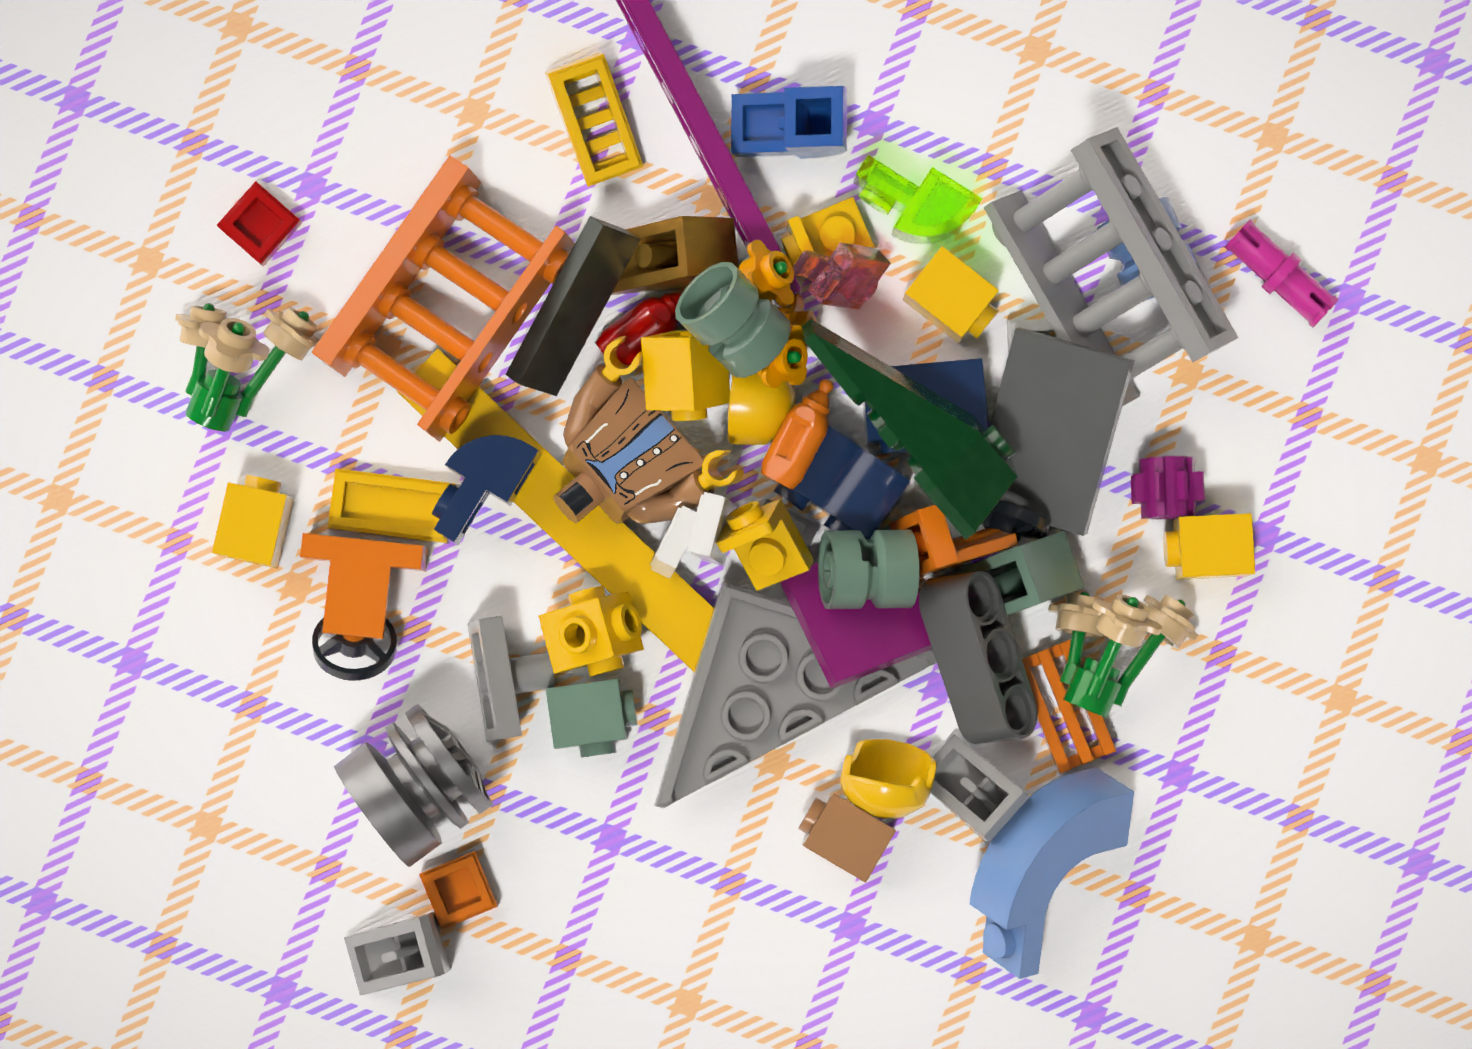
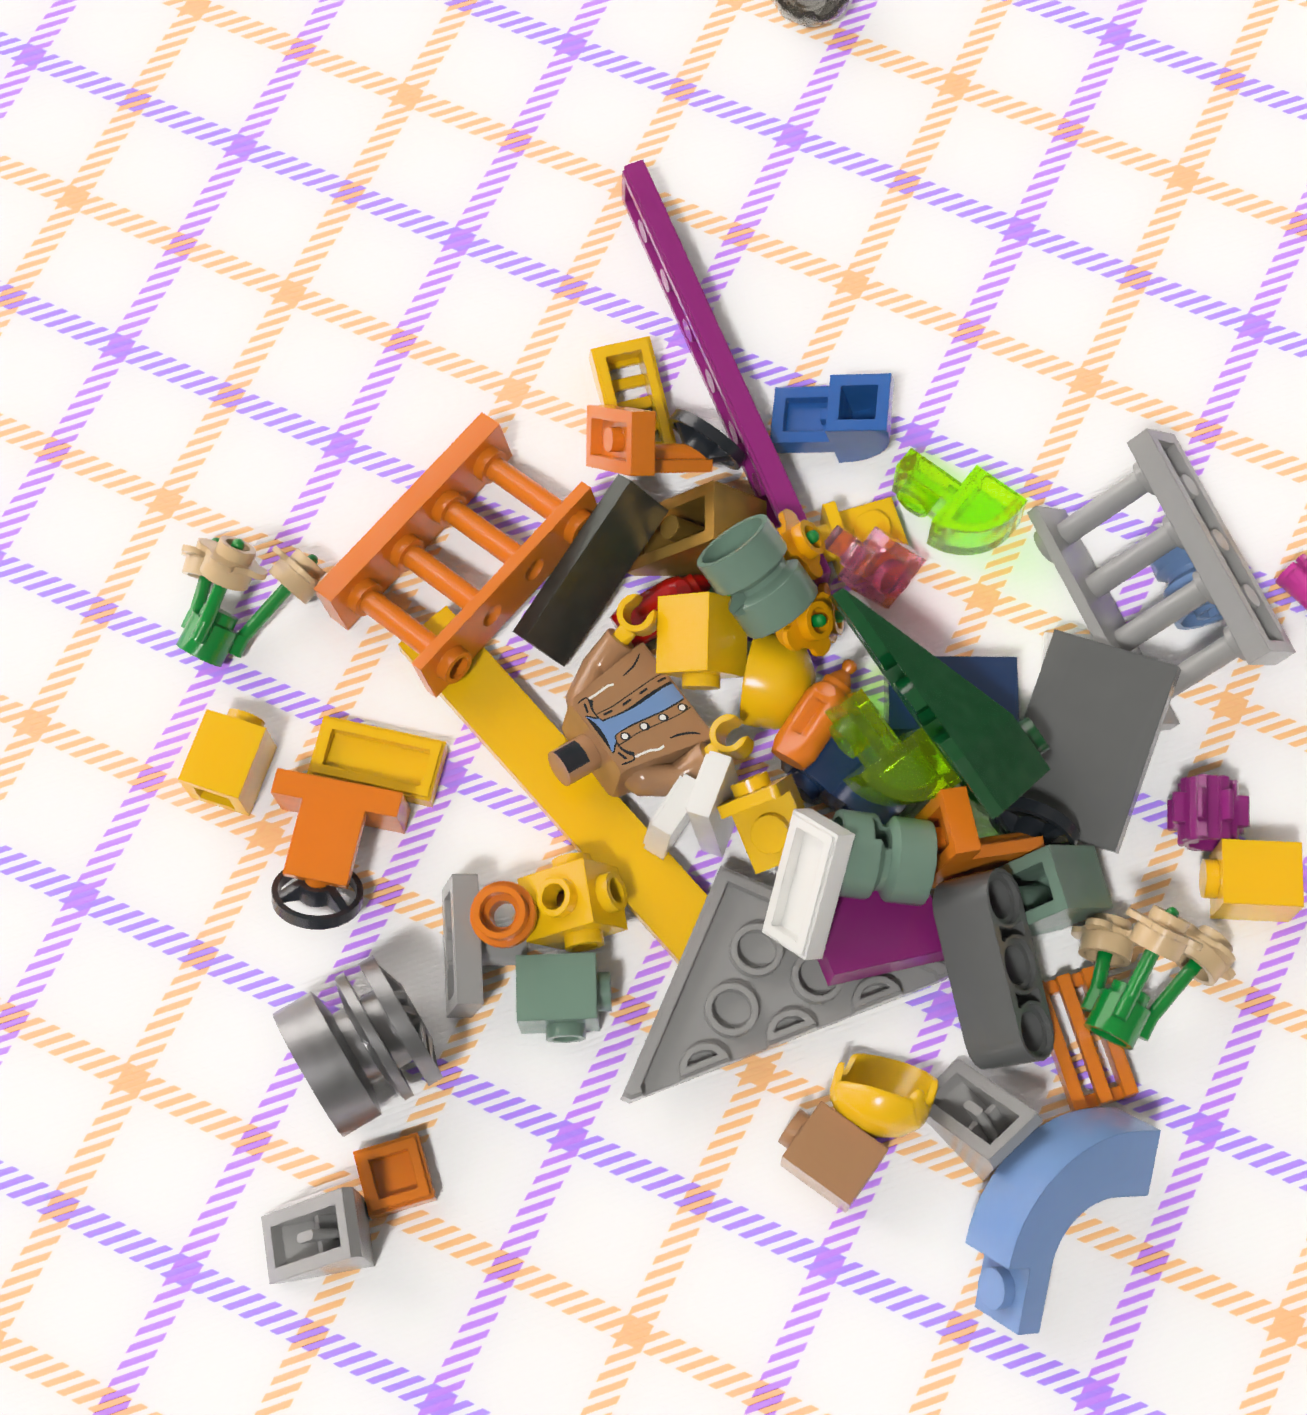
camera: 10 degrees right, 15 degrees down
(259, 224) = (282, 474): red tile -> none
(489, 467) = (480, 721): dark blue brick -> none
(512, 658) = (484, 909): none -> orange plate
(602, 189) = (624, 443): none -> orange piece
(805, 603) = (808, 883): none -> white tile
(875, 486) = (893, 768): none -> clear neon green brick
(952, 296) = (987, 600): yellow brick -> none

